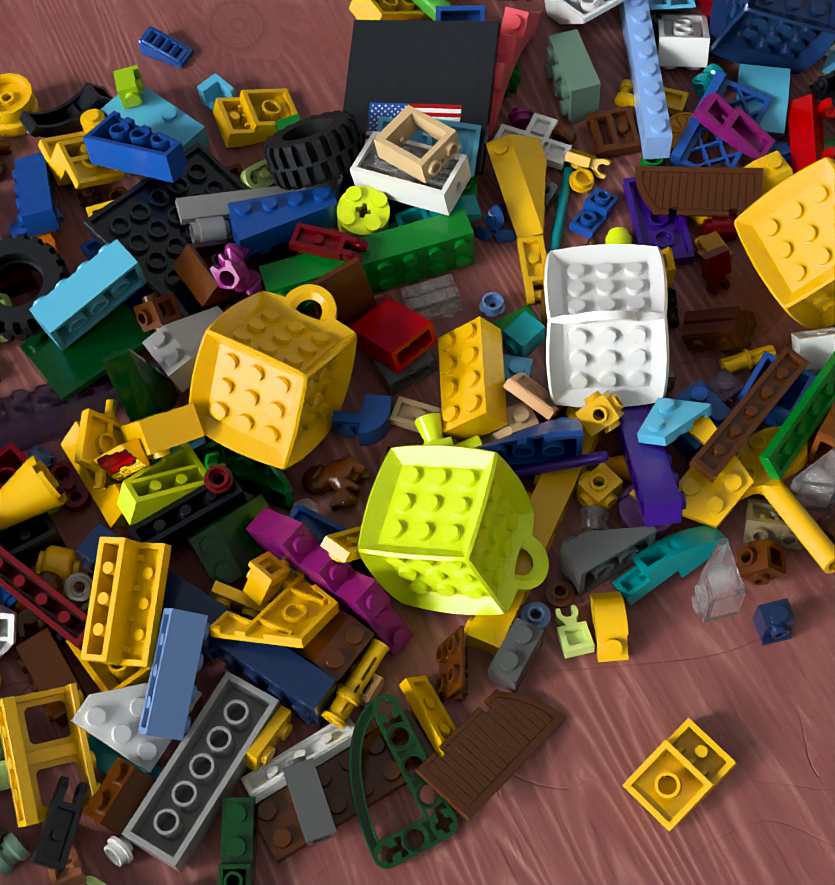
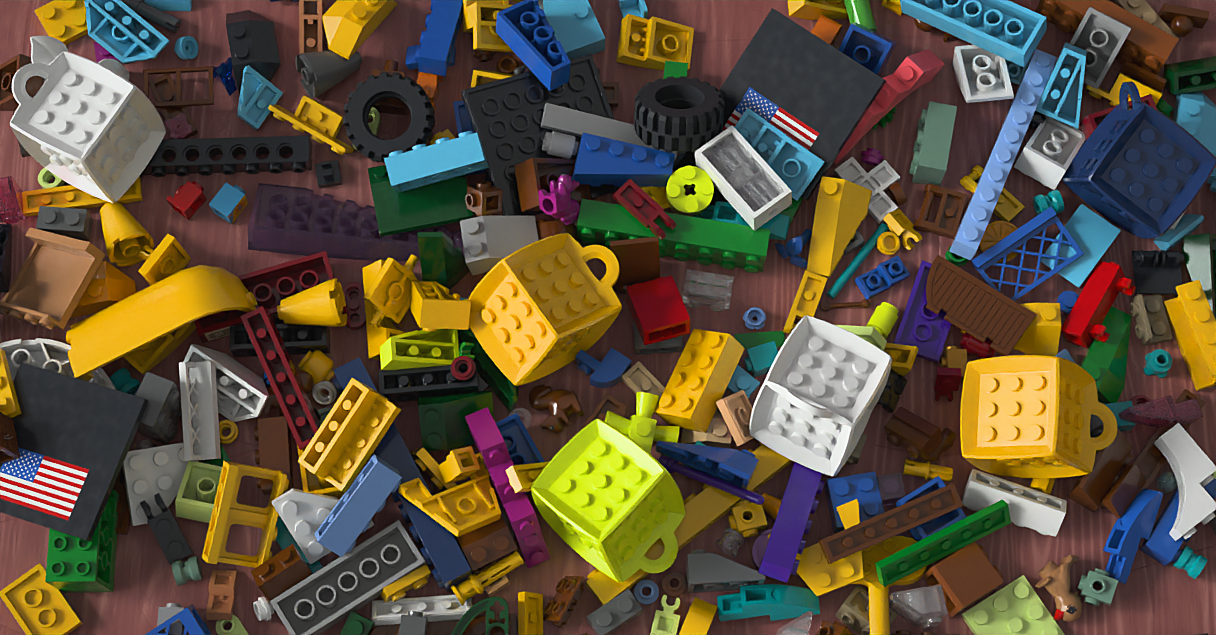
camera: 20 degrees right, 10 degrees up
(43, 455) = (343, 270): medium blue plate -> none
(59, 827) = (230, 572): black hinge -> none
(123, 459) = (400, 315): slope -> none
(258, 174) = (627, 105): yellowish green plate -> none
(401, 128) = (750, 141): tan window -> none
(594, 419) = (778, 462): yellow brick -> none
(670, 419) = (826, 497): medium azure wing -> none
(733, 126) = (1035, 264): magenta slope -> none

